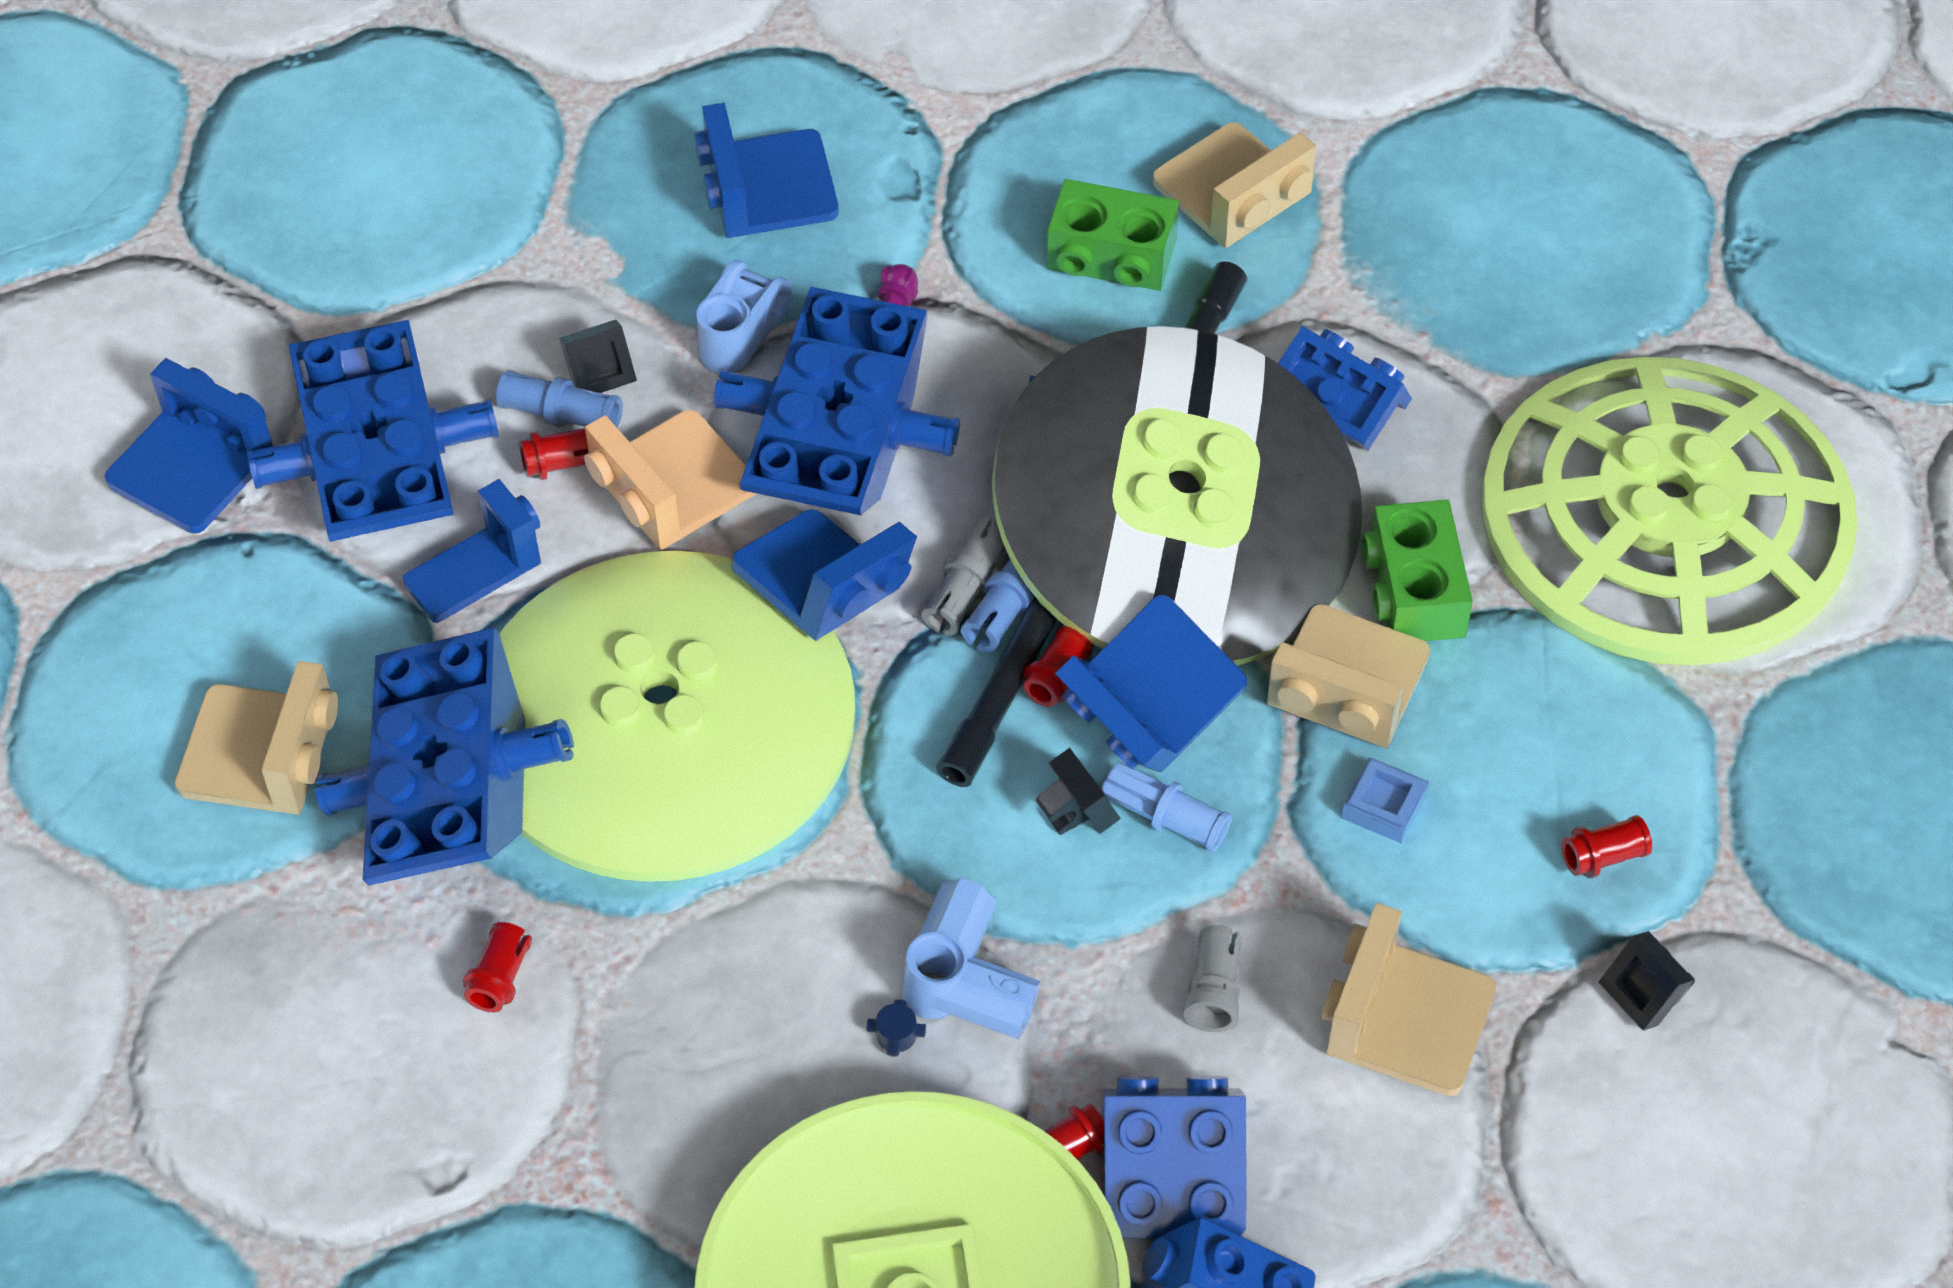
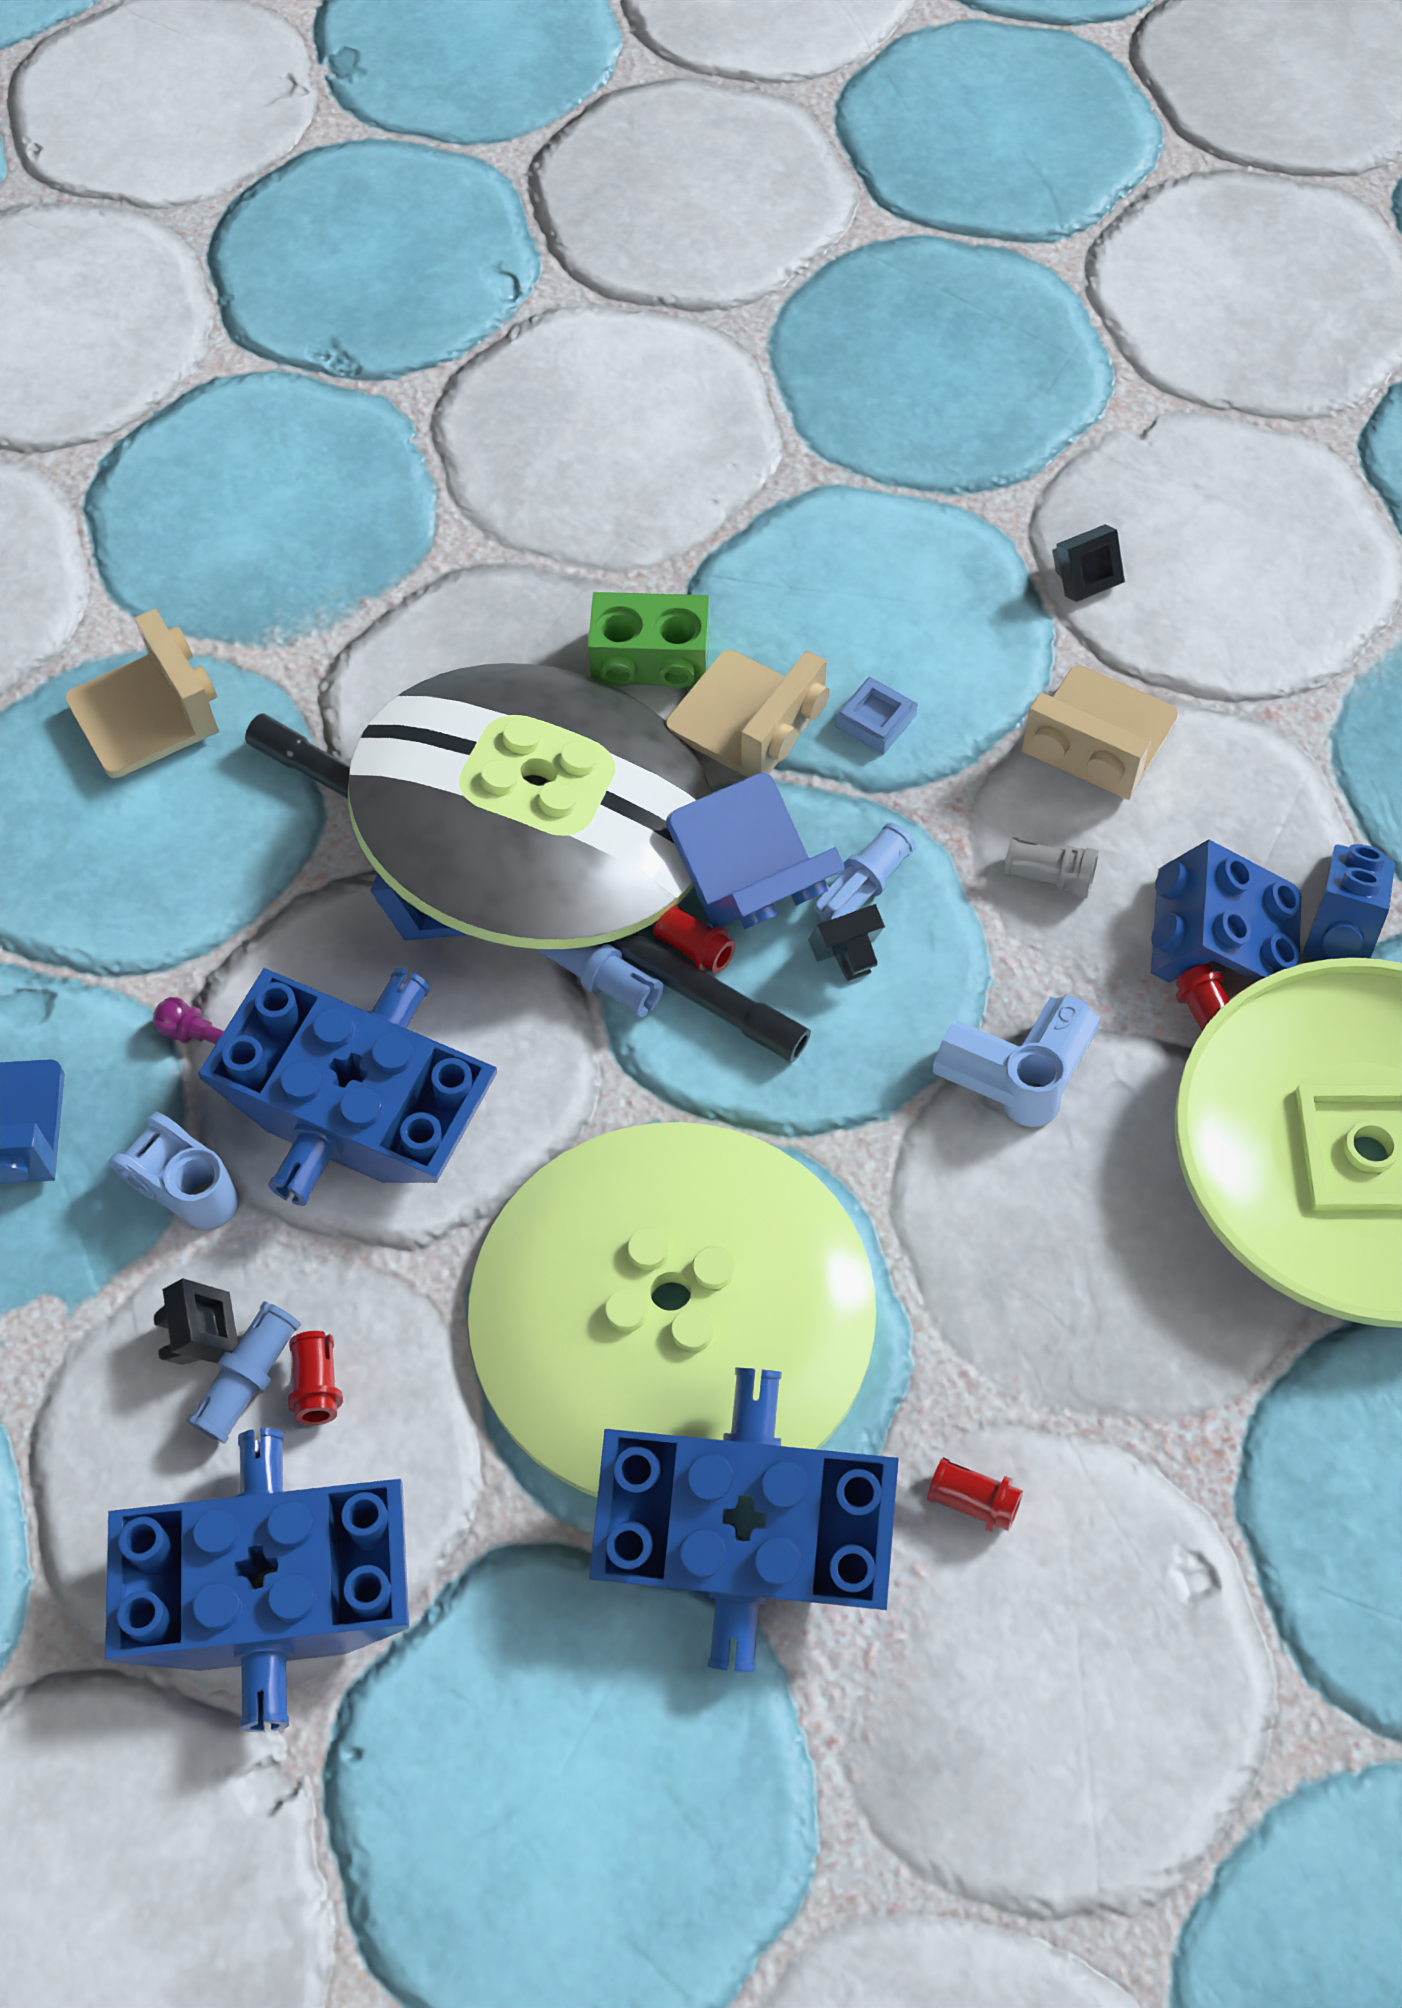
camera: 80 degrees left, 5 degrees up
(193, 452) = (207, 1809): blue bracket -> none
(259, 743) = (654, 1738): tan bracket -> none
(481, 561) = (447, 1475): blue bracket -> none
(668, 476) = (379, 1262): light nougat bracket -> none
(822, 573) = (554, 1123): blue bracket -> none
(896, 1027) = (1073, 1132): dark blue piece -> none
(964, 578) = (568, 1003): light grey pin -> none
(1112, 234) = (185, 799): bright green brick -> none
(1351, 390) = (431, 647): blue bracket -> none
(1604, 846) = (955, 578): red pin -> none
(1665, 524) = (607, 477): yellowish green dish -> none

